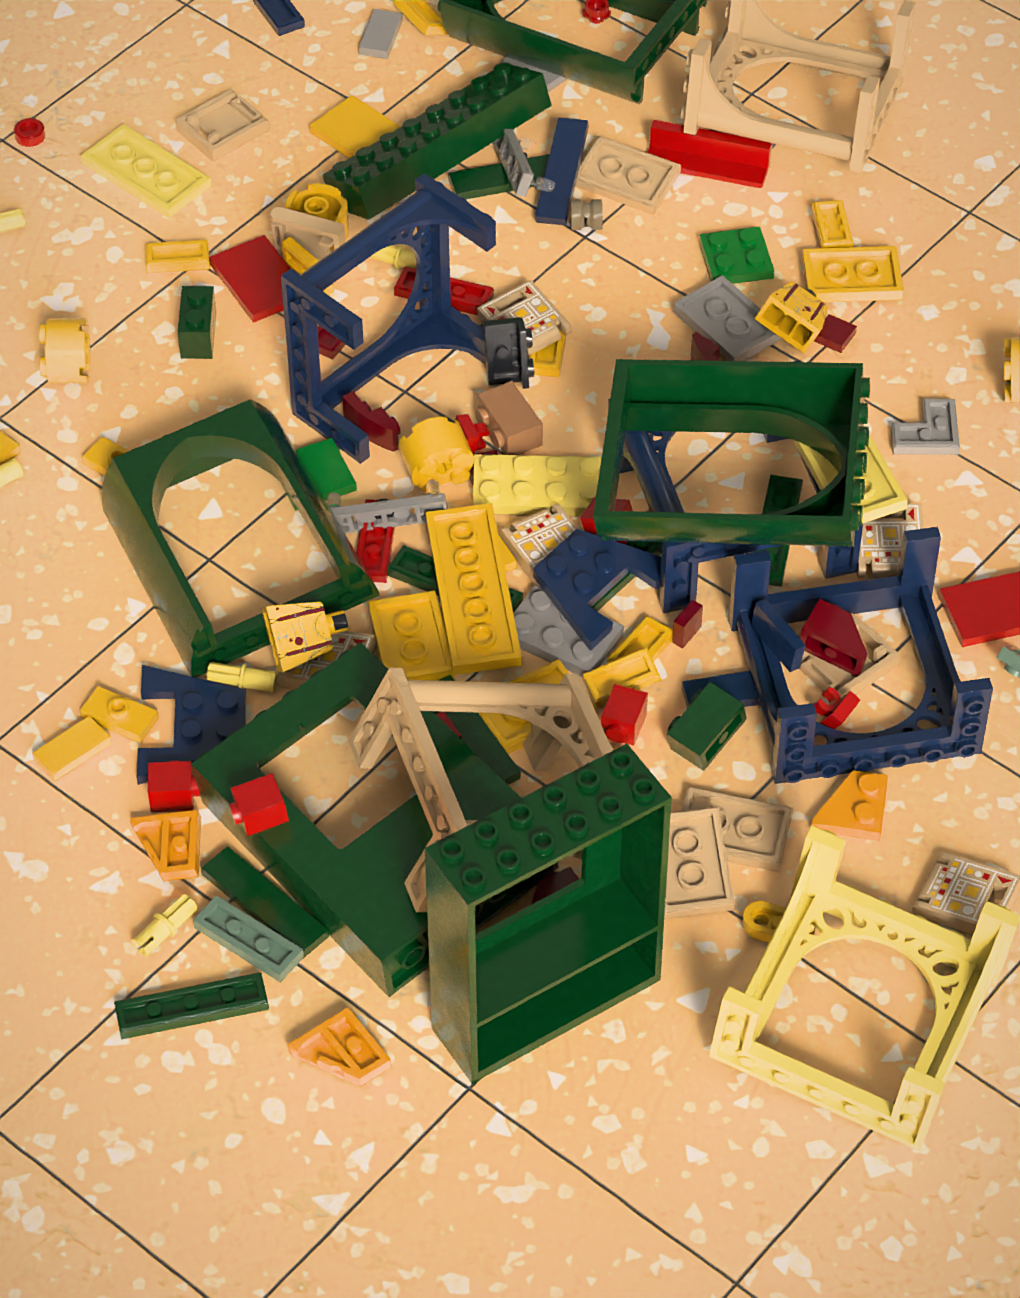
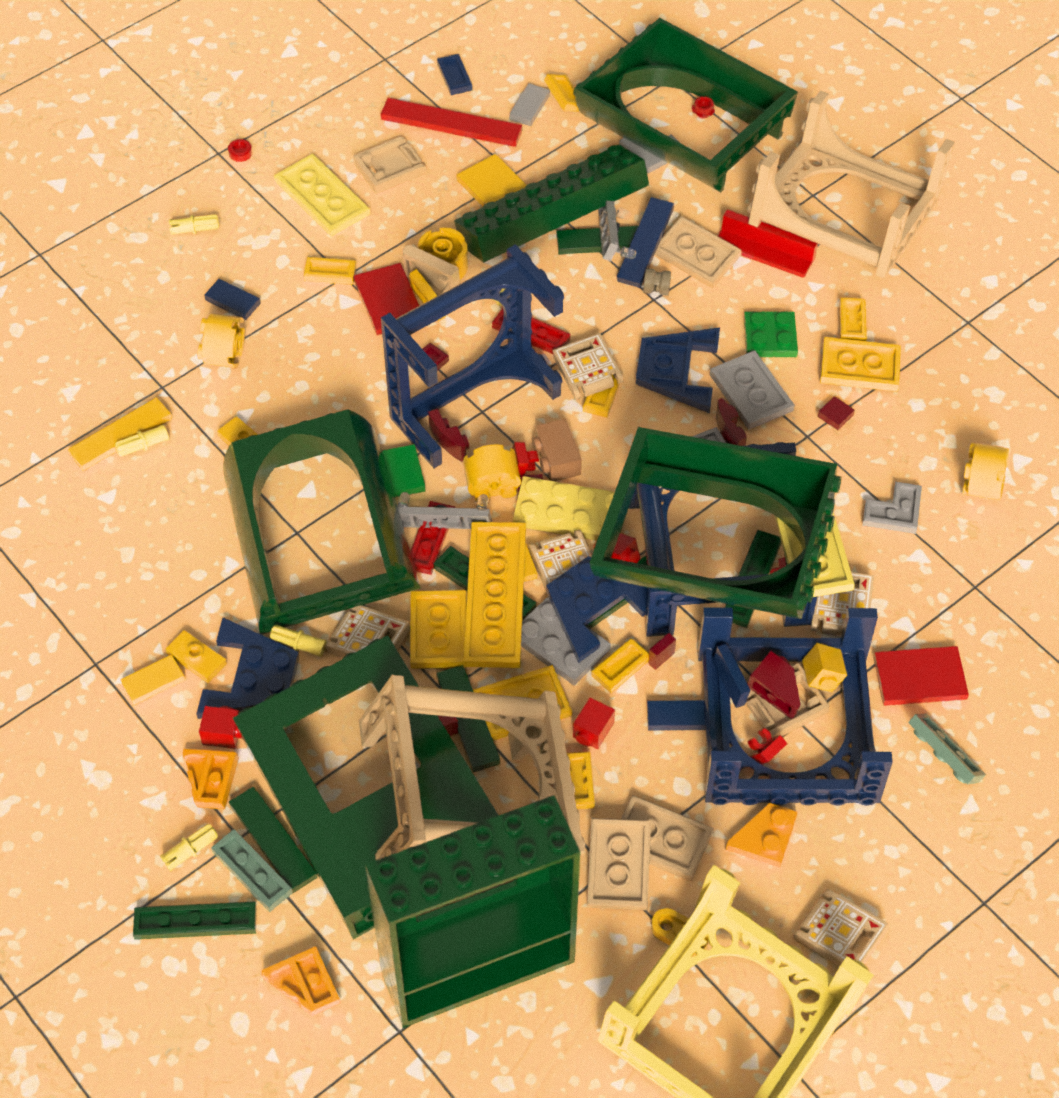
camera: 10 degrees right, 5 degrees up
(62, 303) = (232, 299): none -> dark blue tile
(197, 322) = (330, 330): dark green brick -> none
(258, 805) = (274, 765): red brick -> none
(288, 66) = (451, 122): none -> red tile
(301, 632) = (348, 613): yellow torso -> none
(507, 351) = (566, 391): black bracket -> none
(618, 306) = (666, 365): none -> dark blue wing
(631, 671) = (601, 687): yellow tile -> none
(706, 725) = (657, 745): dark green brick -> none
(794, 315) = (804, 394): yellow torso -> none
(885, 612) = (824, 667): none -> yellow brick

